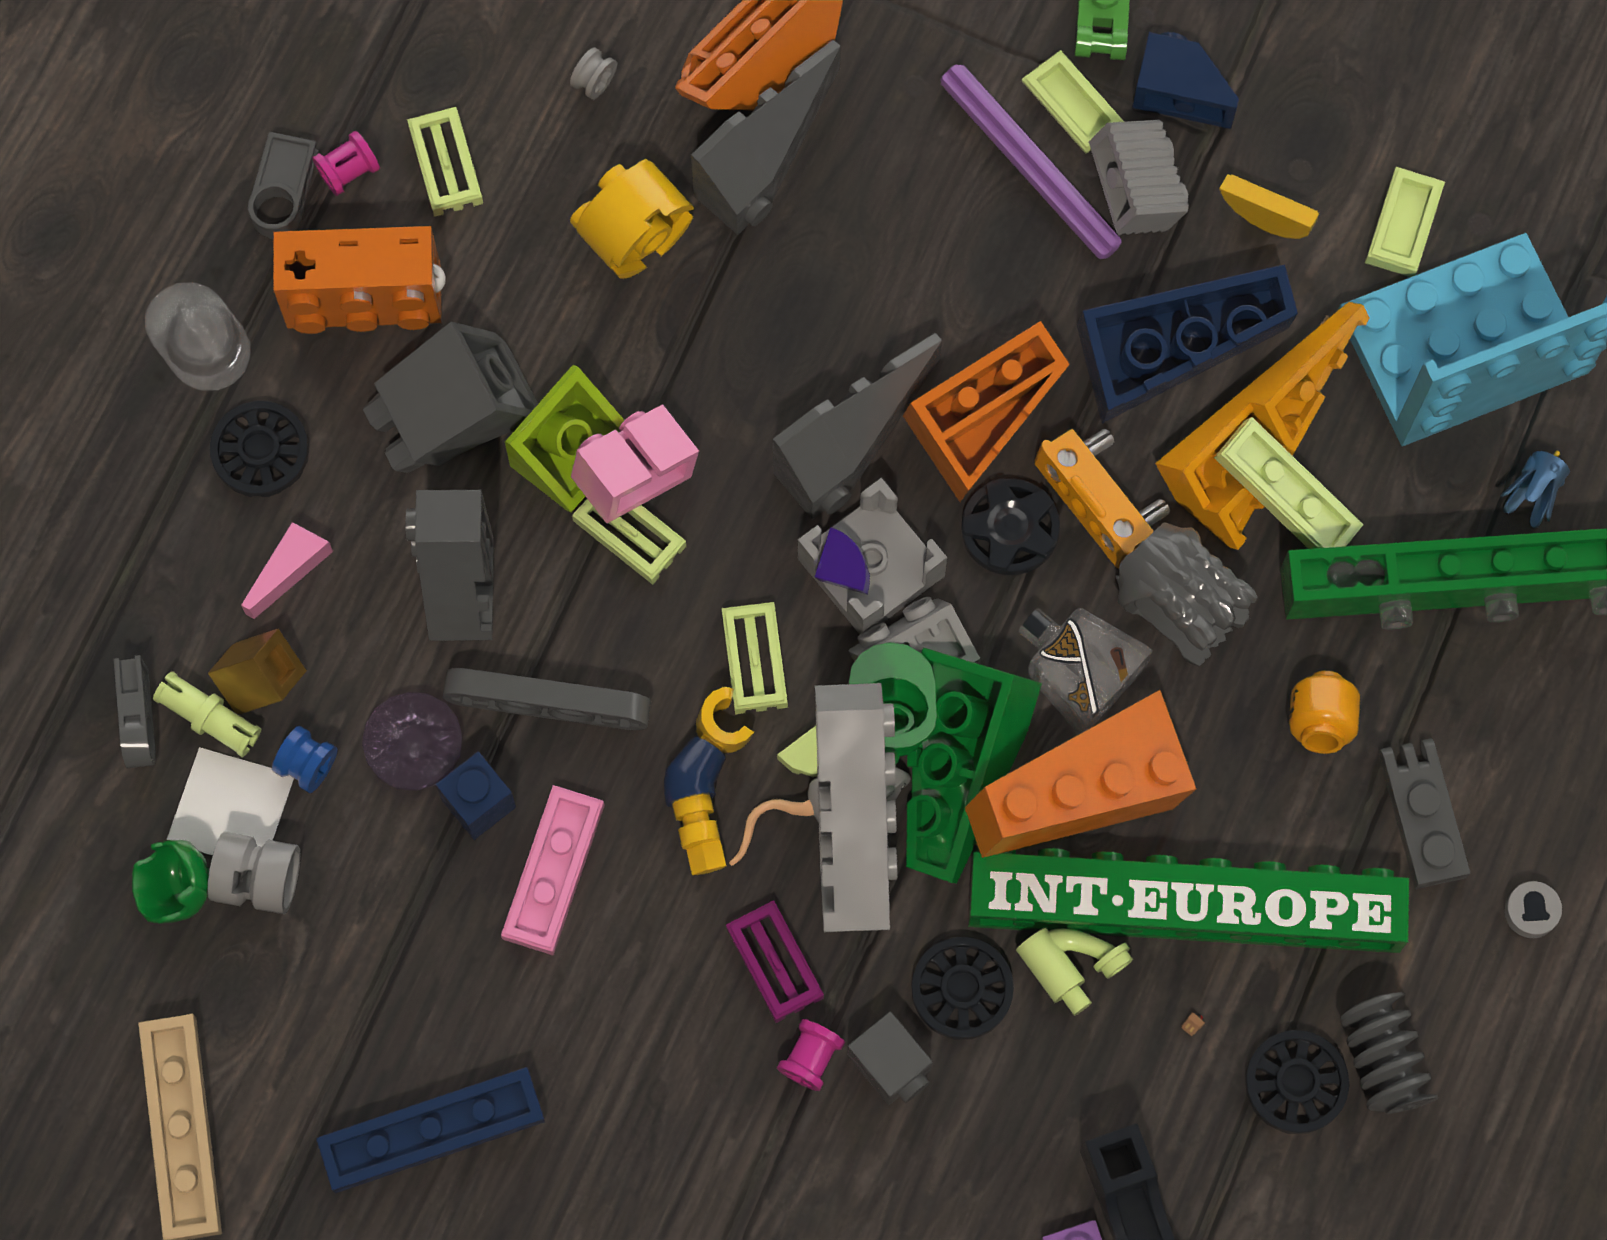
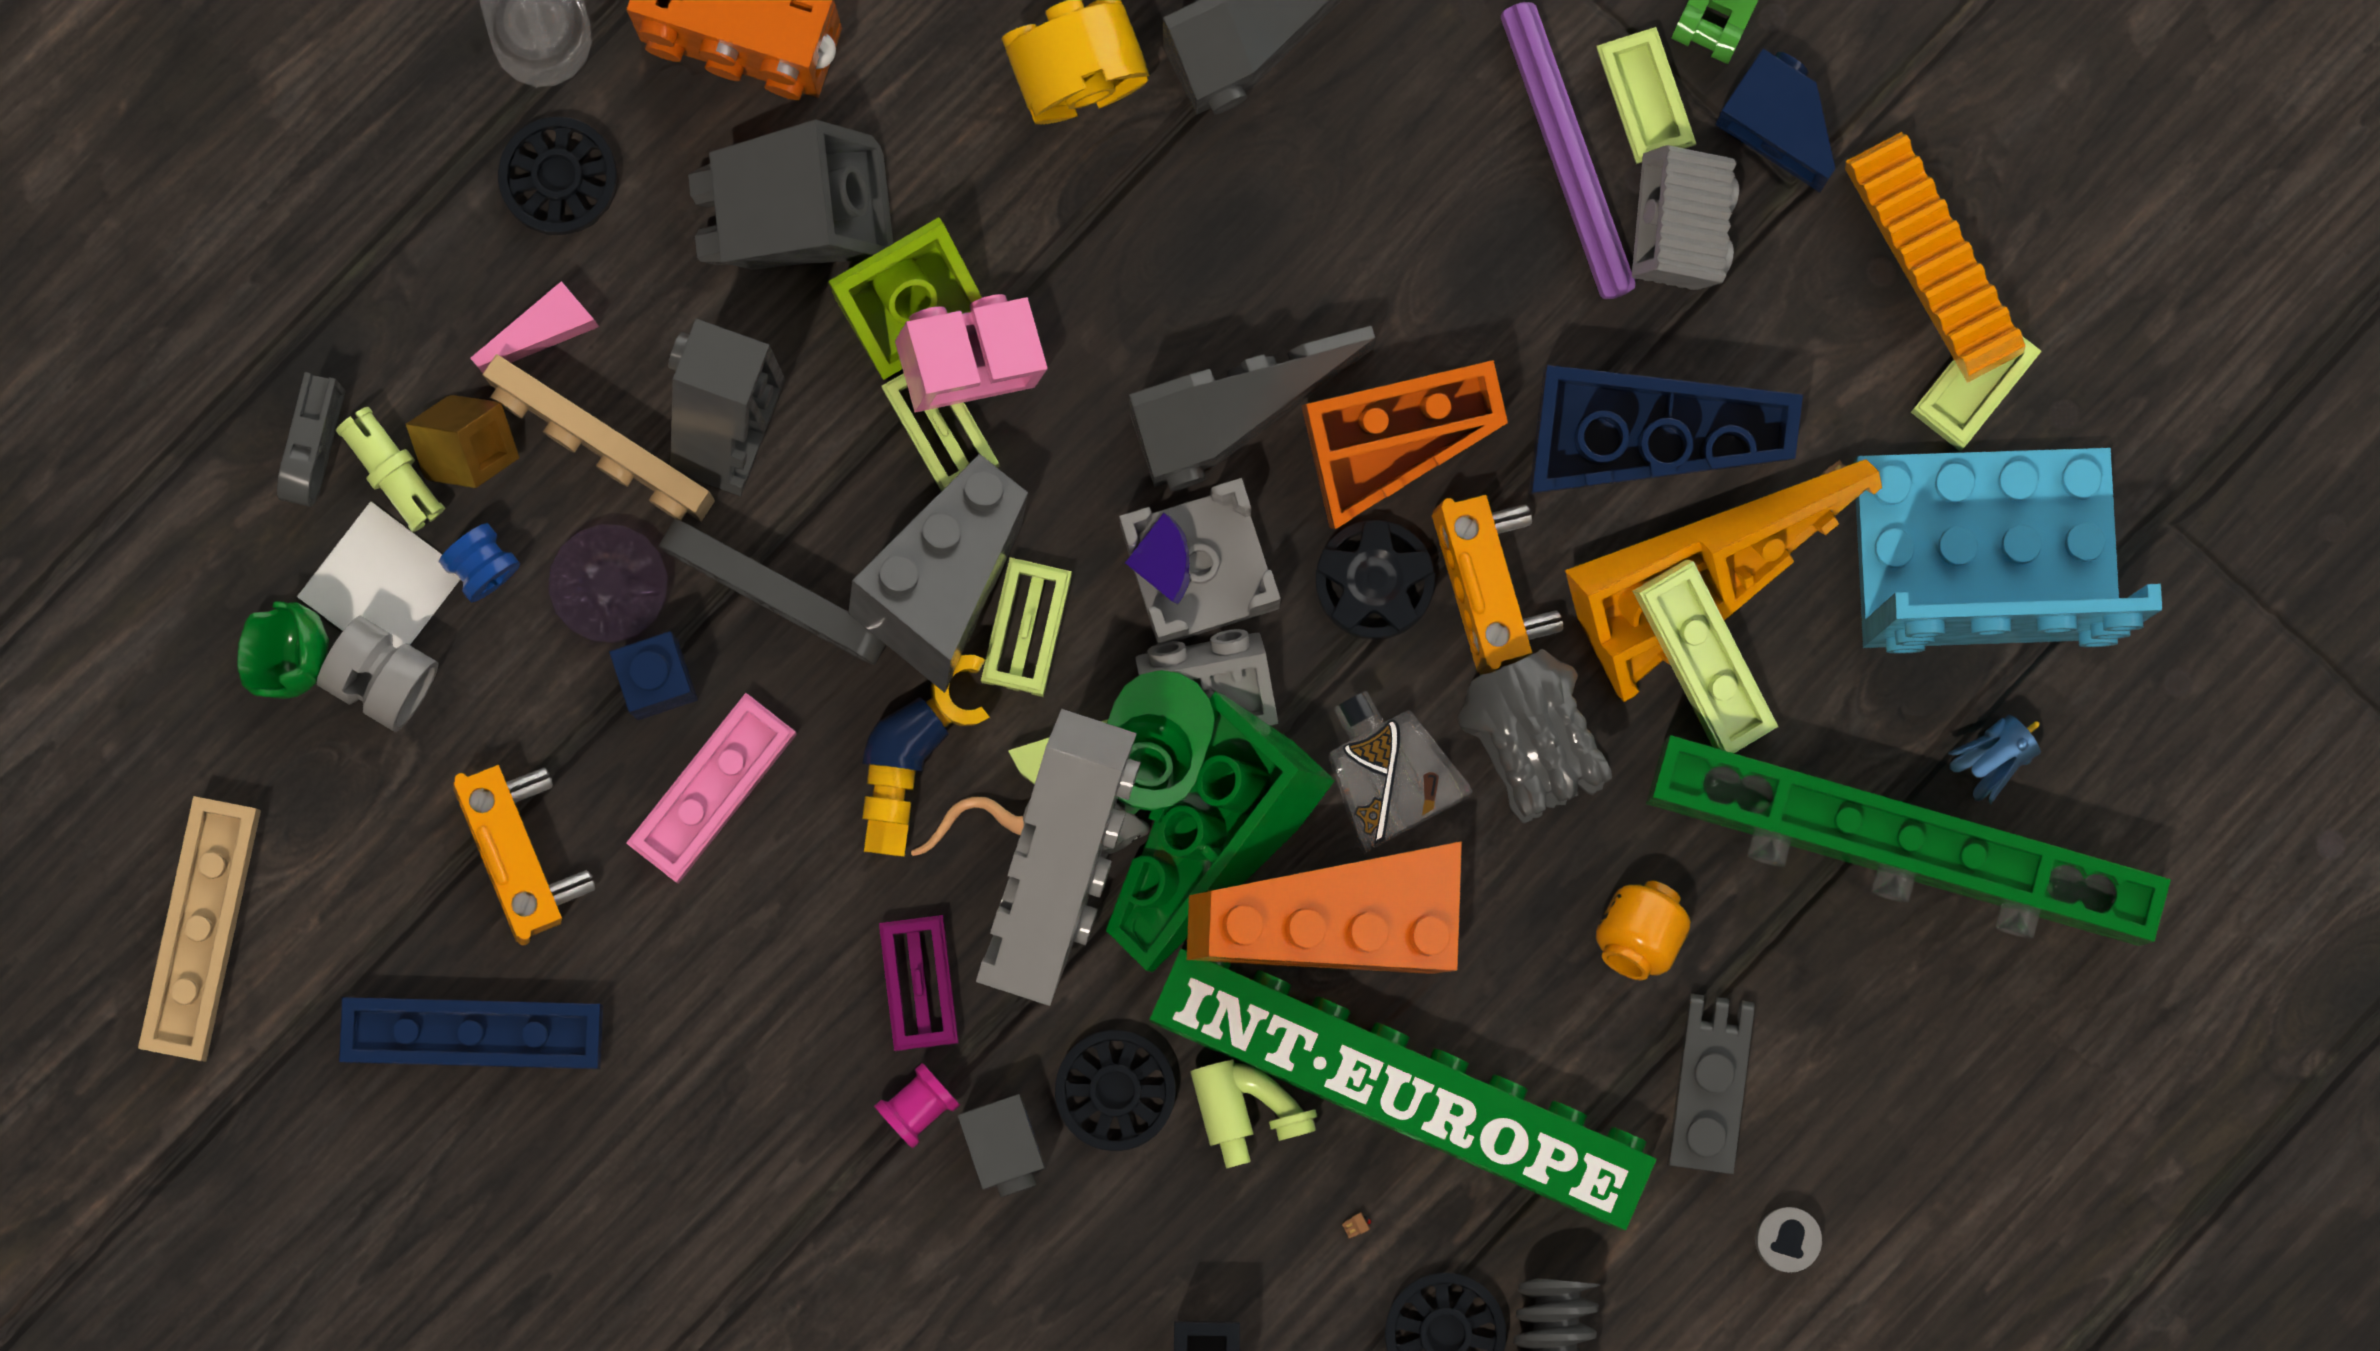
camera: 20 degrees right, 10 degrees up
(384, 636) = (619, 455): none -> tan plate
(409, 975) = (509, 853): none -> light orange piece
(673, 631) = (939, 570): none -> dark grey wedge
(1268, 209) = (1819, 311): yellow tile -> none
(1338, 140) = (1935, 256): none -> light orange gear

